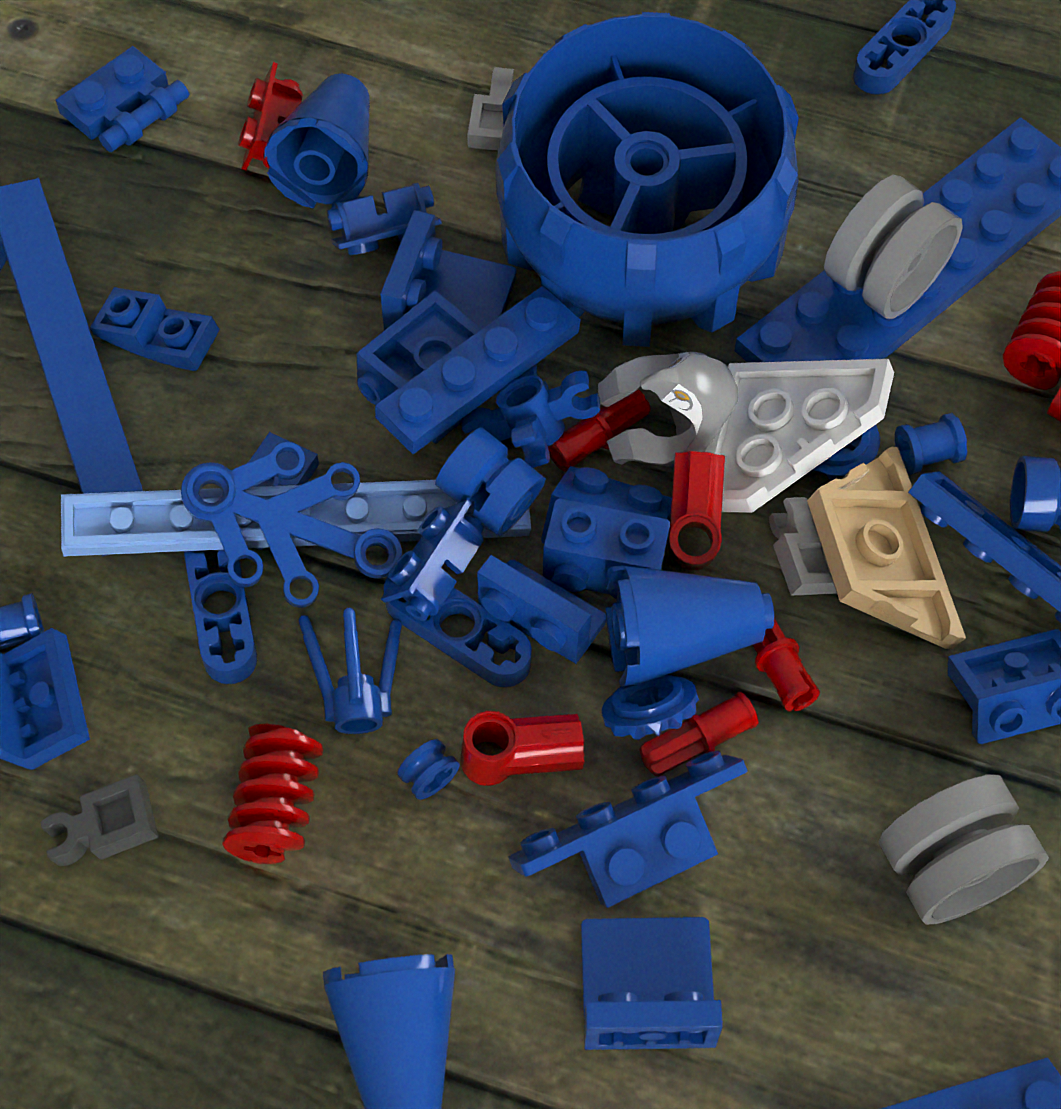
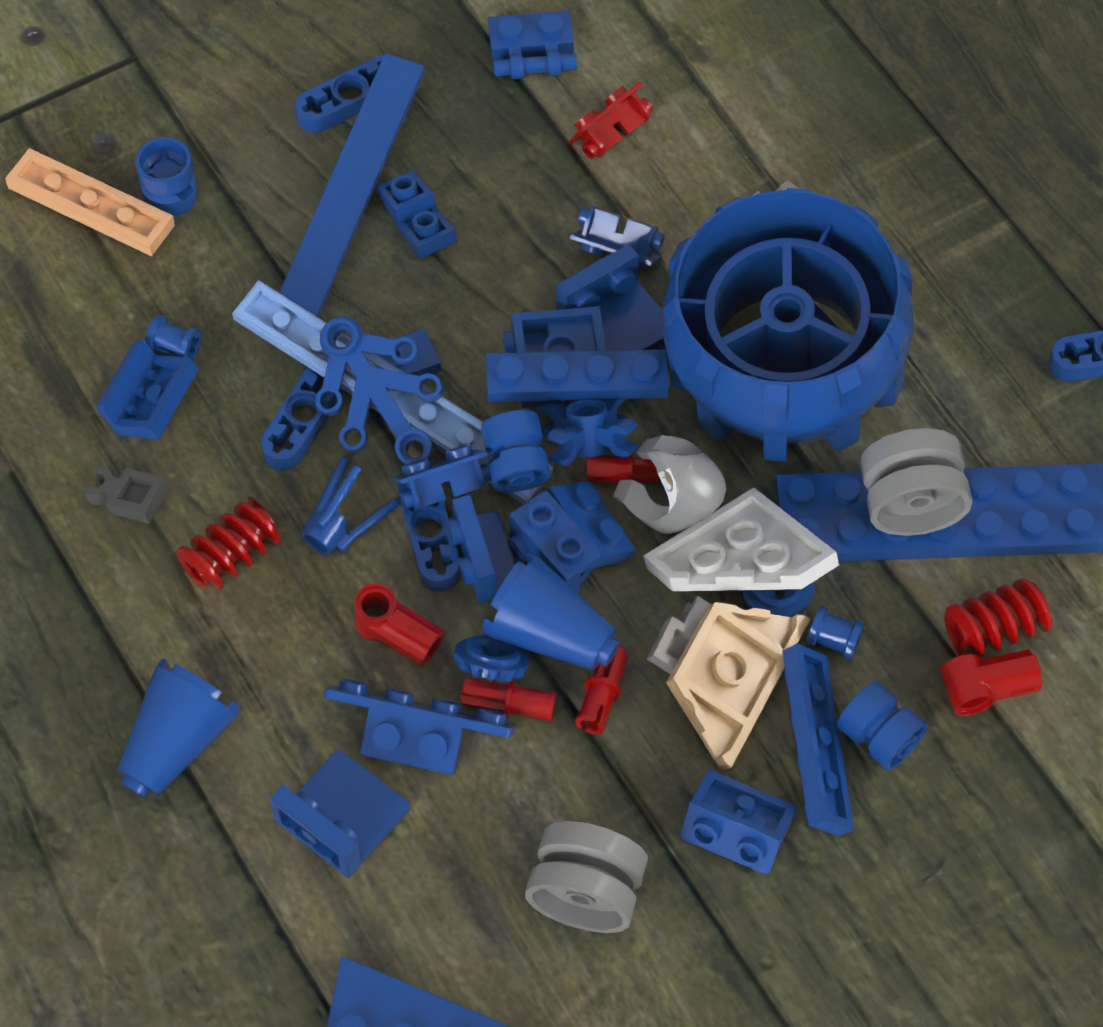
camera: 40 degrees right, 0 degrees up
(323, 145) = (626, 158): blue cone -> none
(428, 769) = (330, 598): blue bush -> none
(696, 503) = (635, 557): red piece -> none

